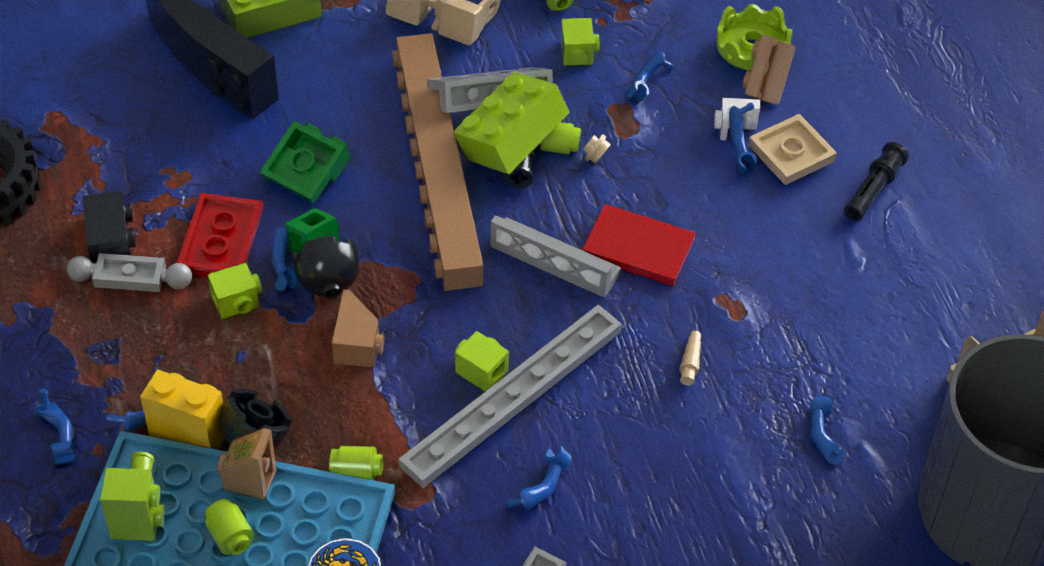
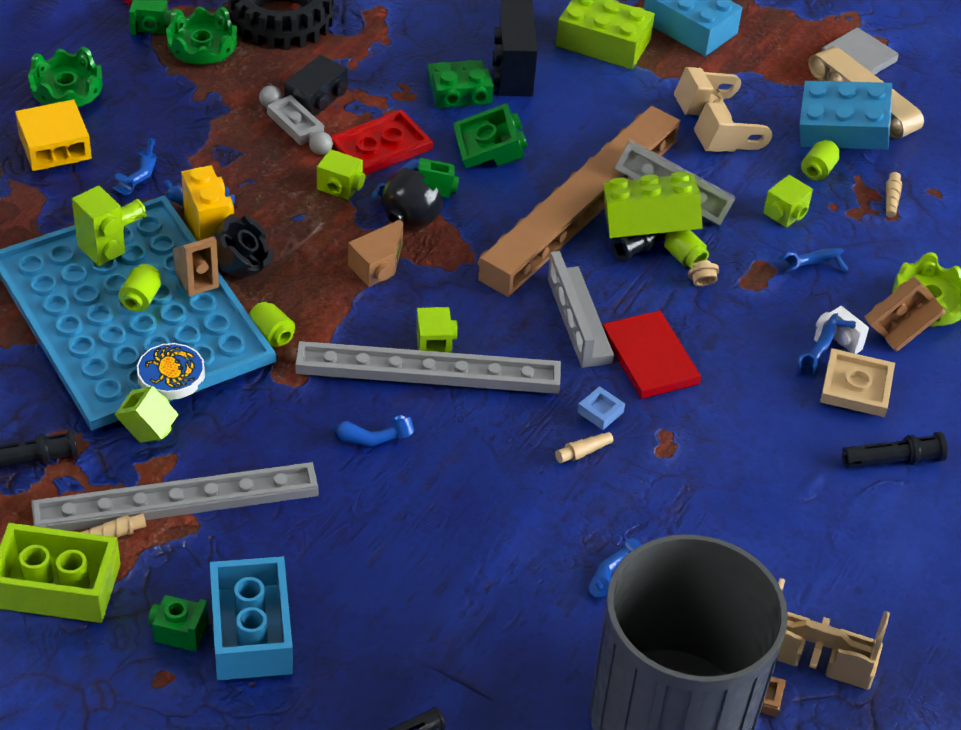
camera: 45 degrees right, 5 degrees down
(213, 132) = (460, 83): none -> green plate
(666, 317) = (601, 408): none -> medium blue plate

